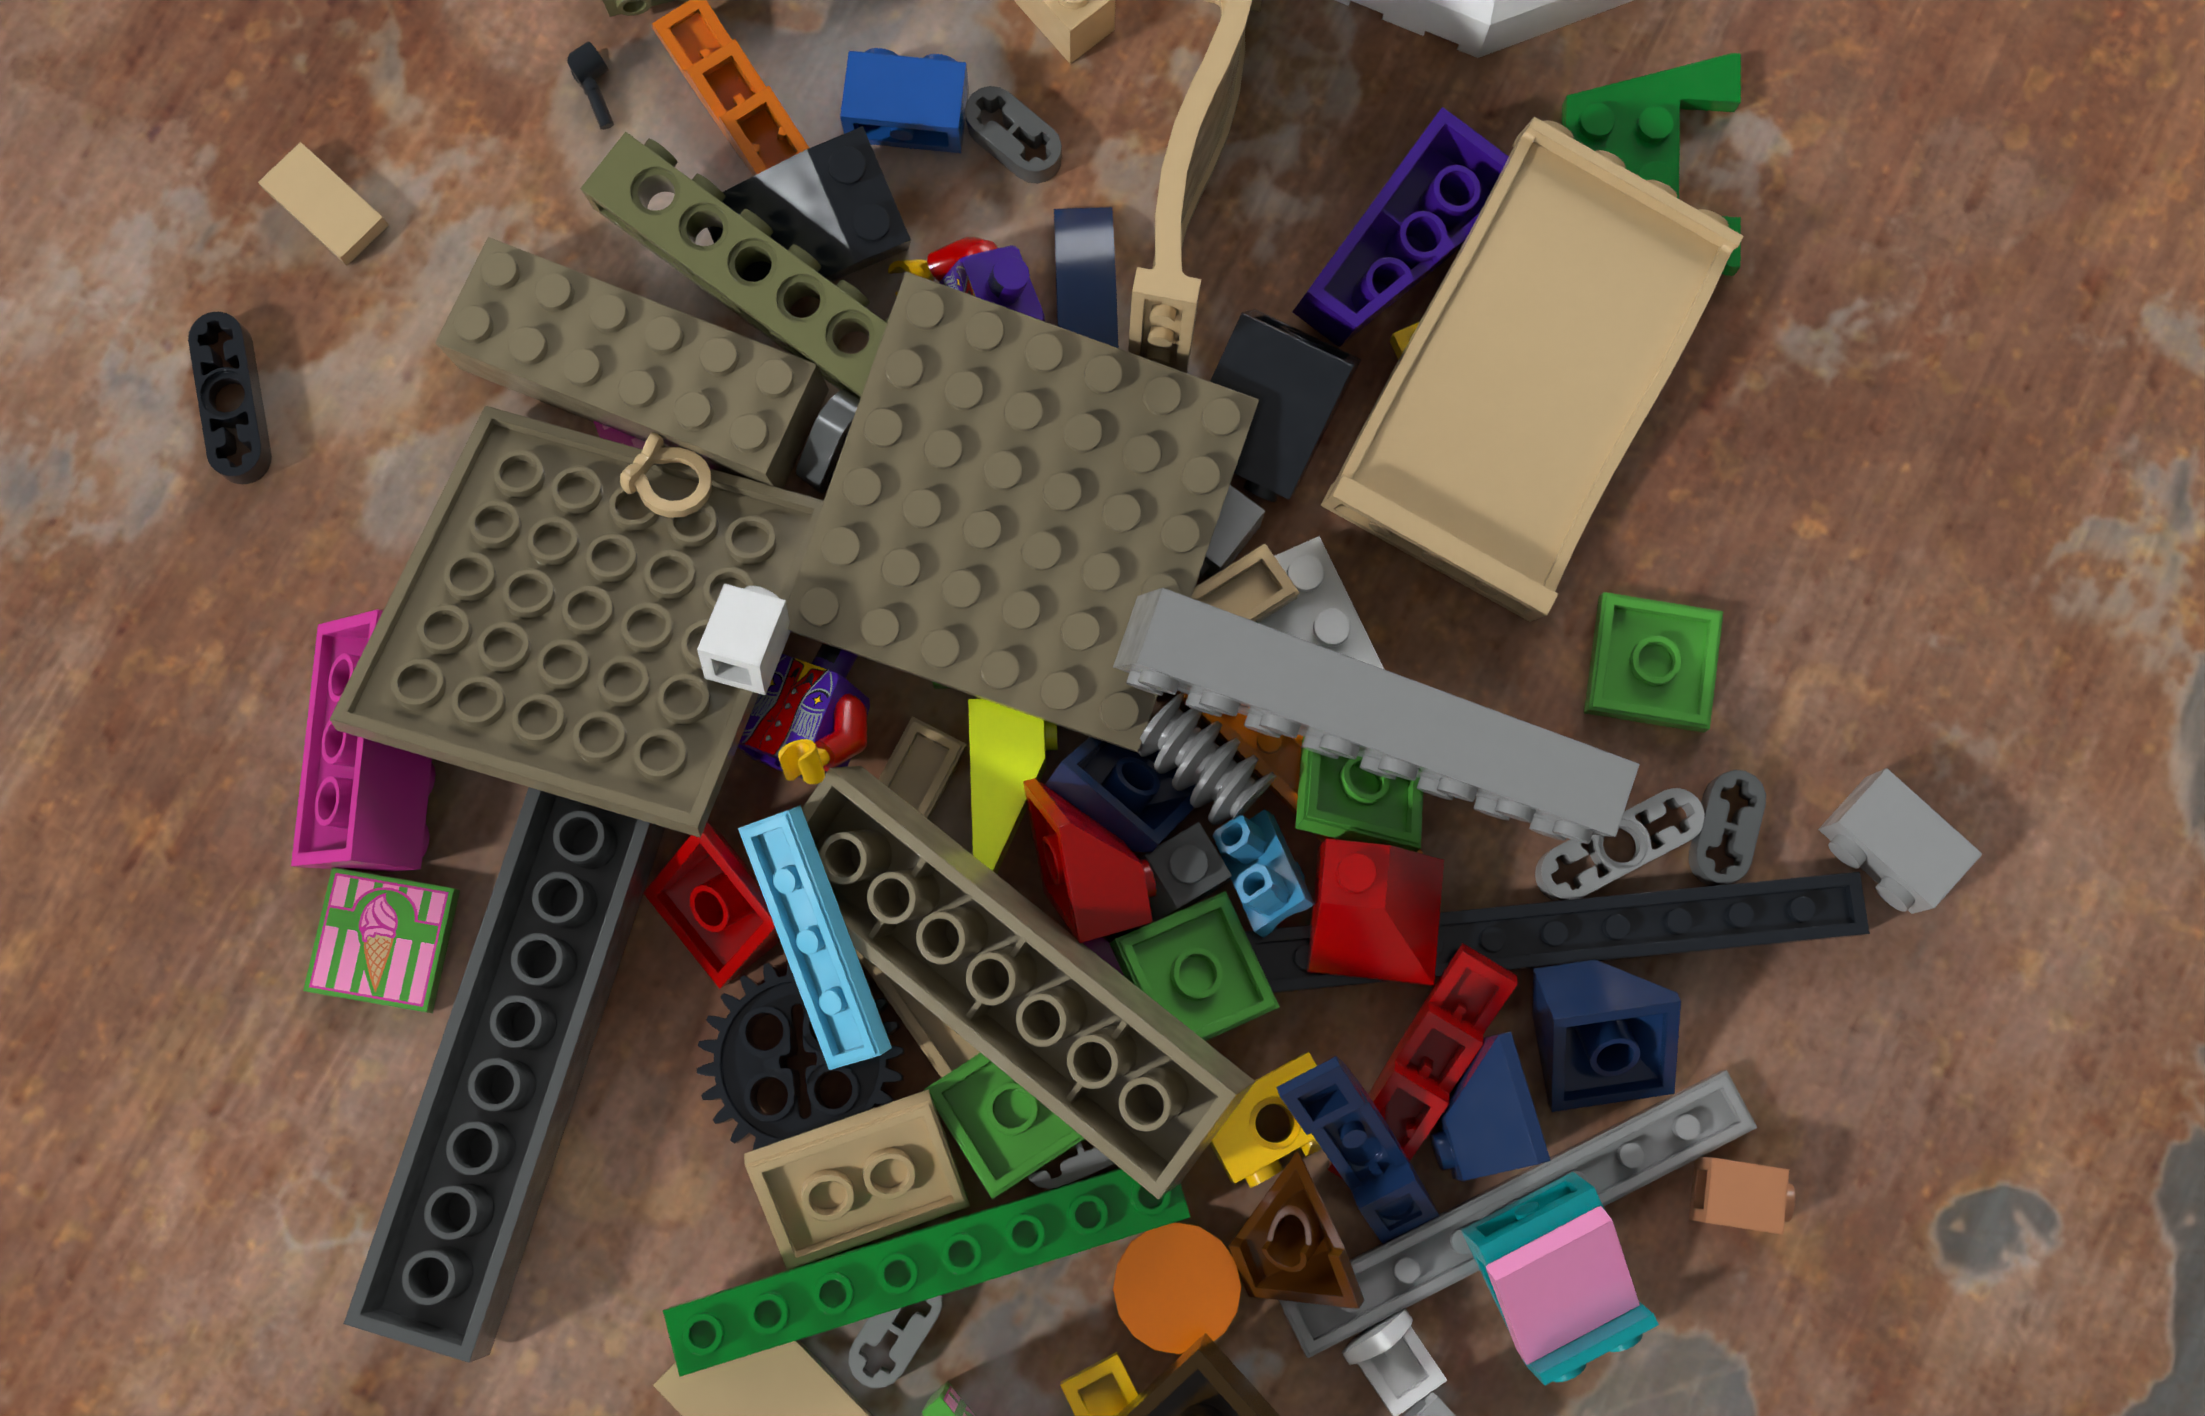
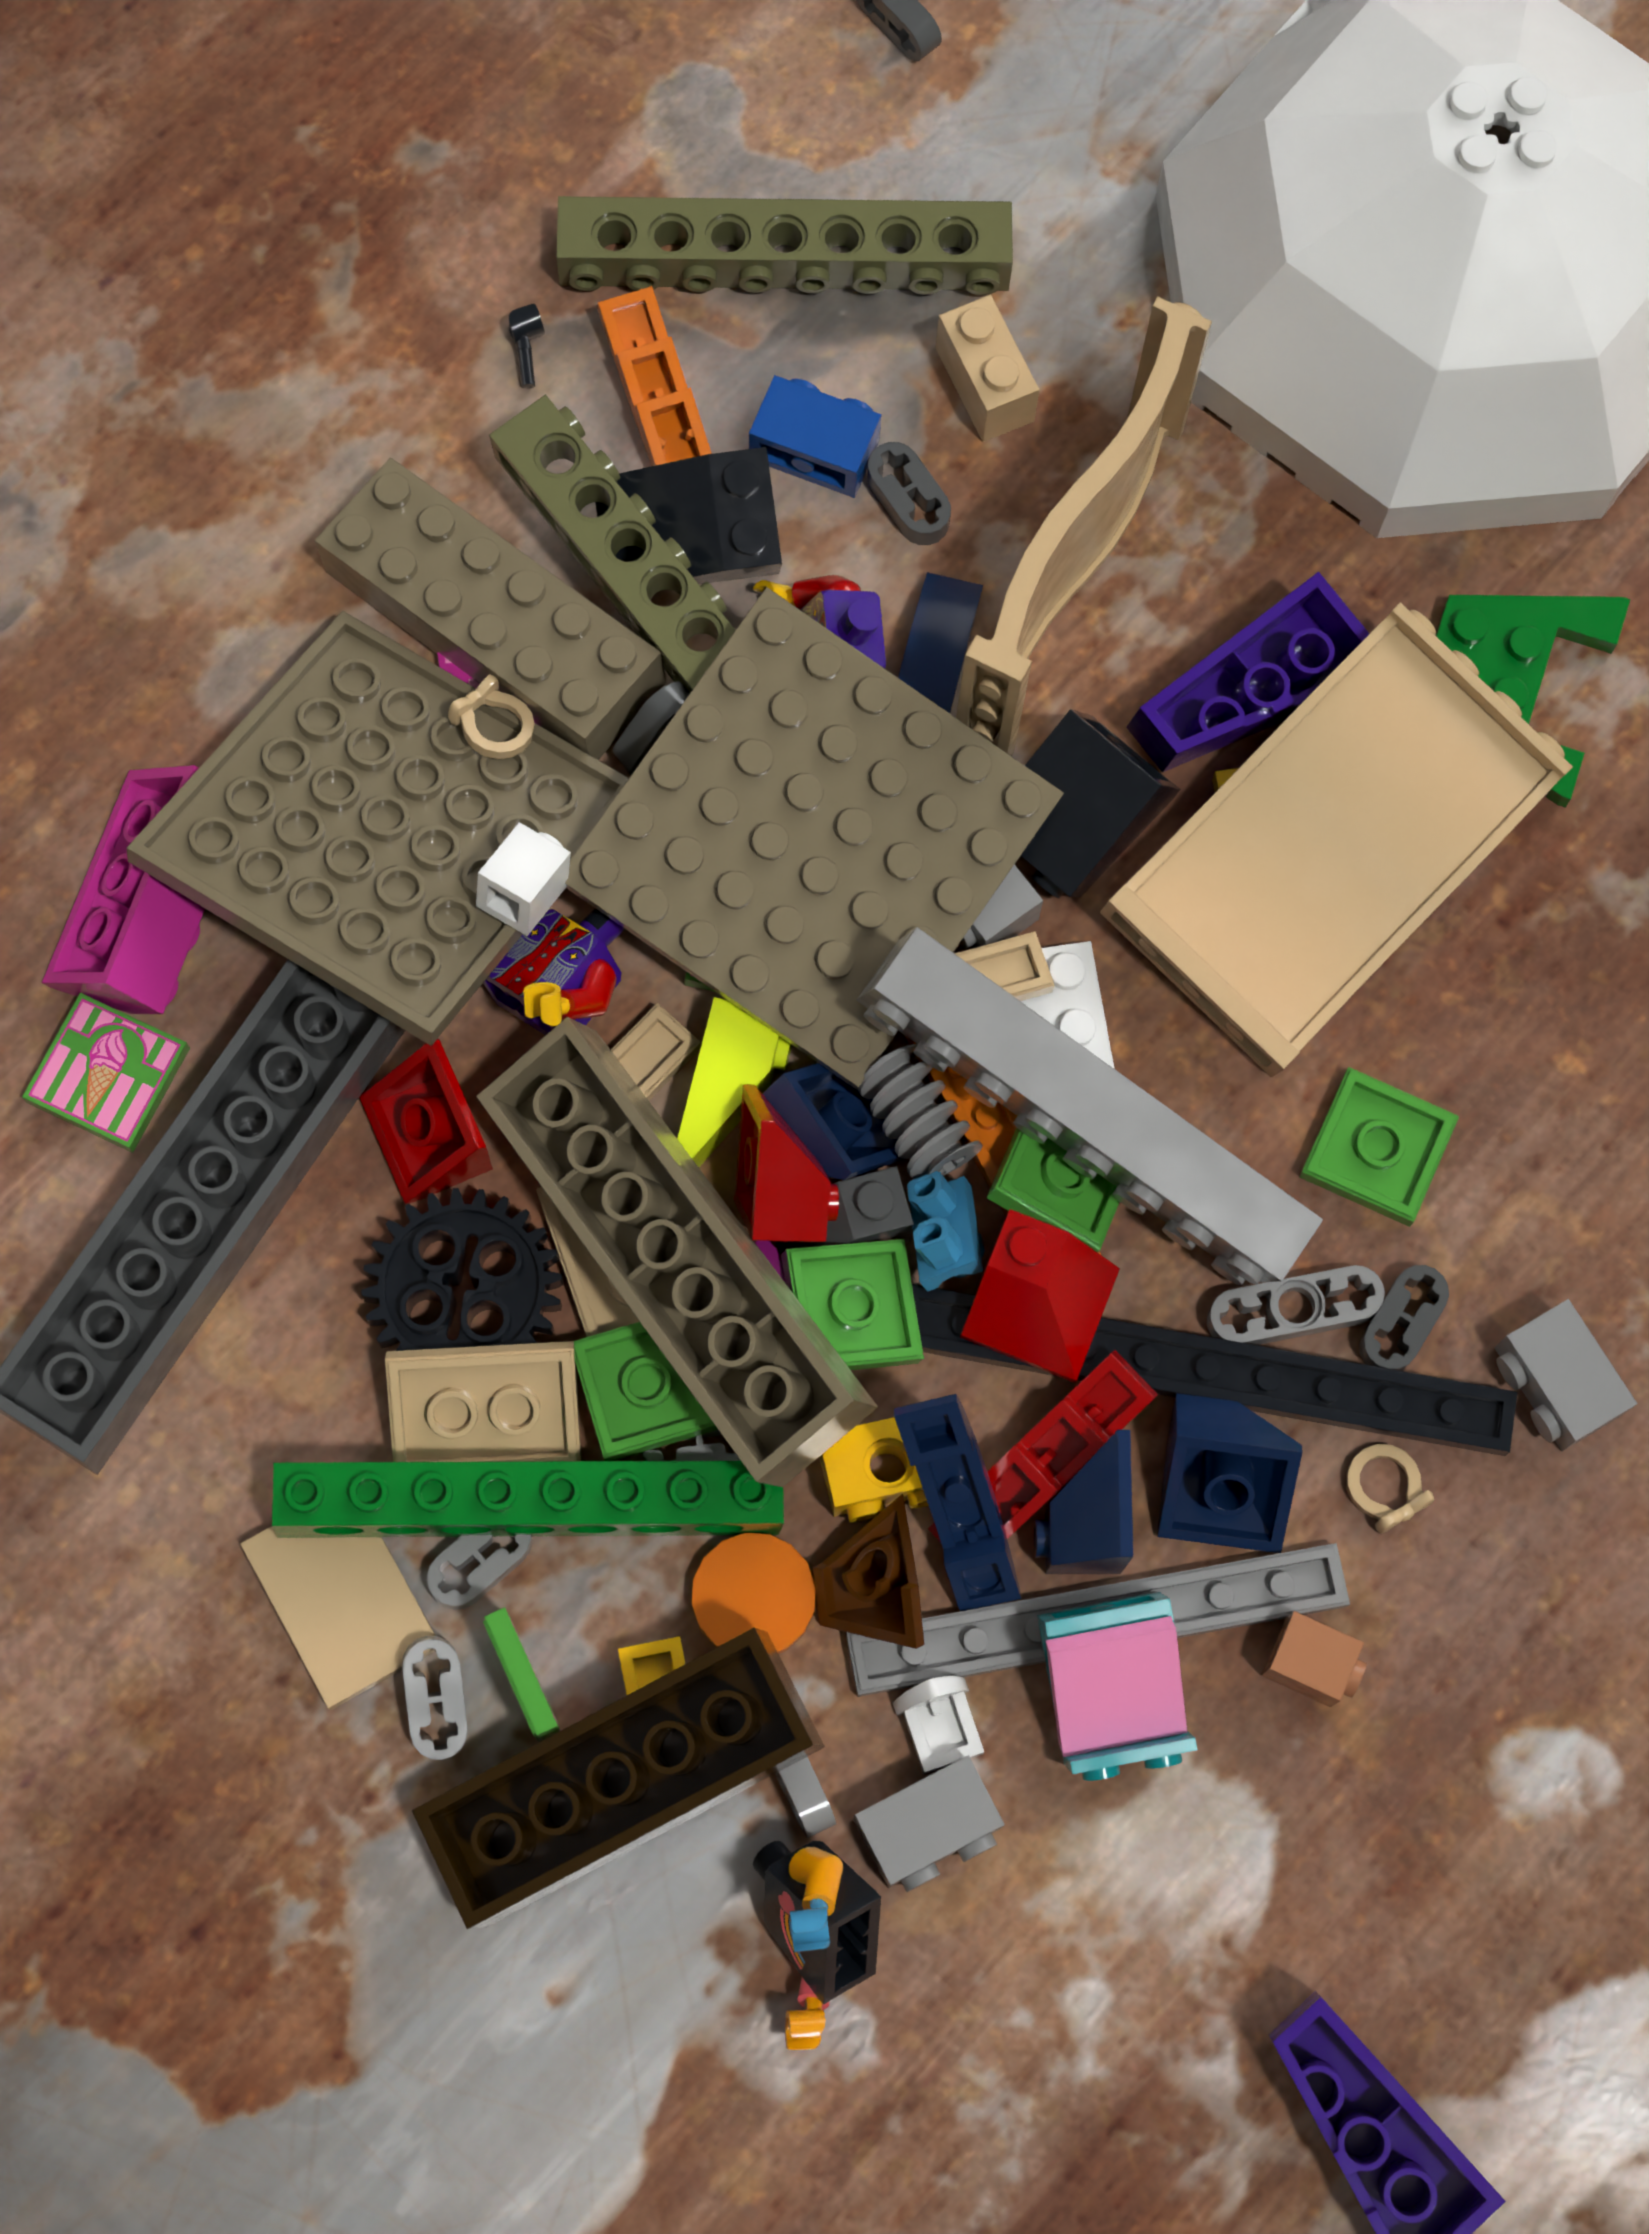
camera: 15 degrees right, 5 degrees down
(210, 379) = (118, 565): black beam -> none
(323, 203) = (244, 388): tan tile -> none
(815, 938) = (509, 1169): medium azure tile -> none
(1789, 1004) = (1415, 1498): none -> tan piece

